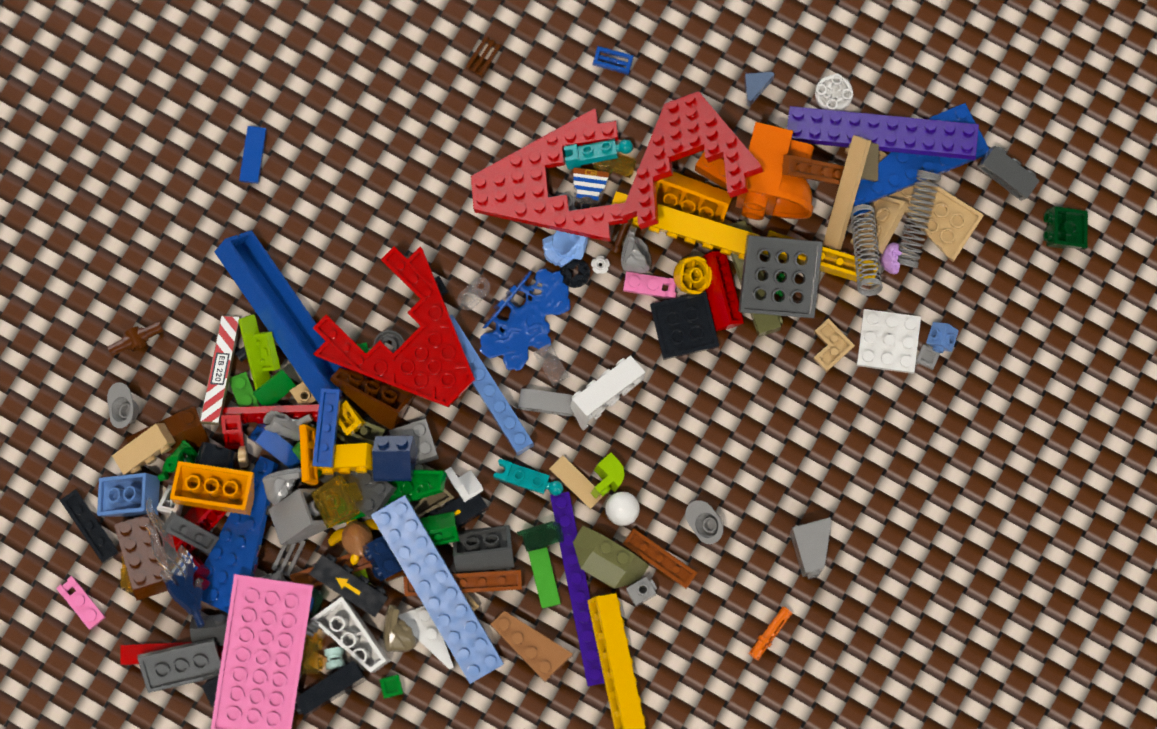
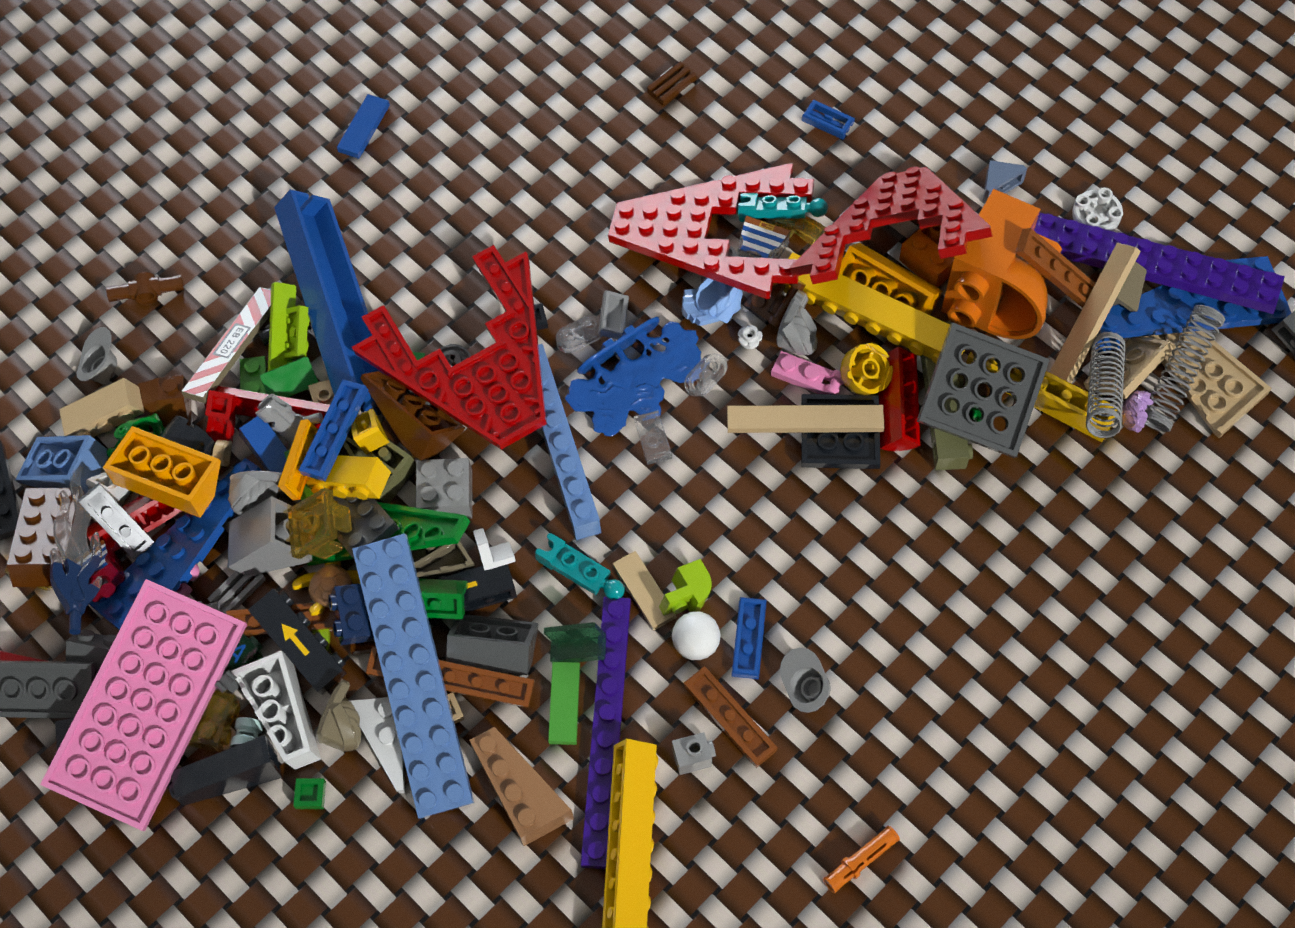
camera: 15 degrees right, 15 degrees down
(394, 458) = (408, 488): dark blue slope -> none
(495, 273) = (613, 314): none -> light grey tile
(545, 402) = (633, 480): light grey beam -> none
(576, 305) = (704, 376): none -> clear plate
(578, 280) = (721, 347): black gear -> none
(606, 390) = (714, 483): white wedge -> none
(607, 559) = (658, 697): olive wedge -> none
(657, 324) = (805, 418): none -> tan tile
(658, 498) = (749, 638): none -> blue tile
(811, 546) = (947, 748): light grey slope -> none
(837, 345) = (1038, 503): tan plate -> none
(888, 341) = (1112, 515): white plate -> none
(927, 357) = (1162, 547): light grey tile -> none
(942, 337) = (1188, 522): medium blue brick -> none

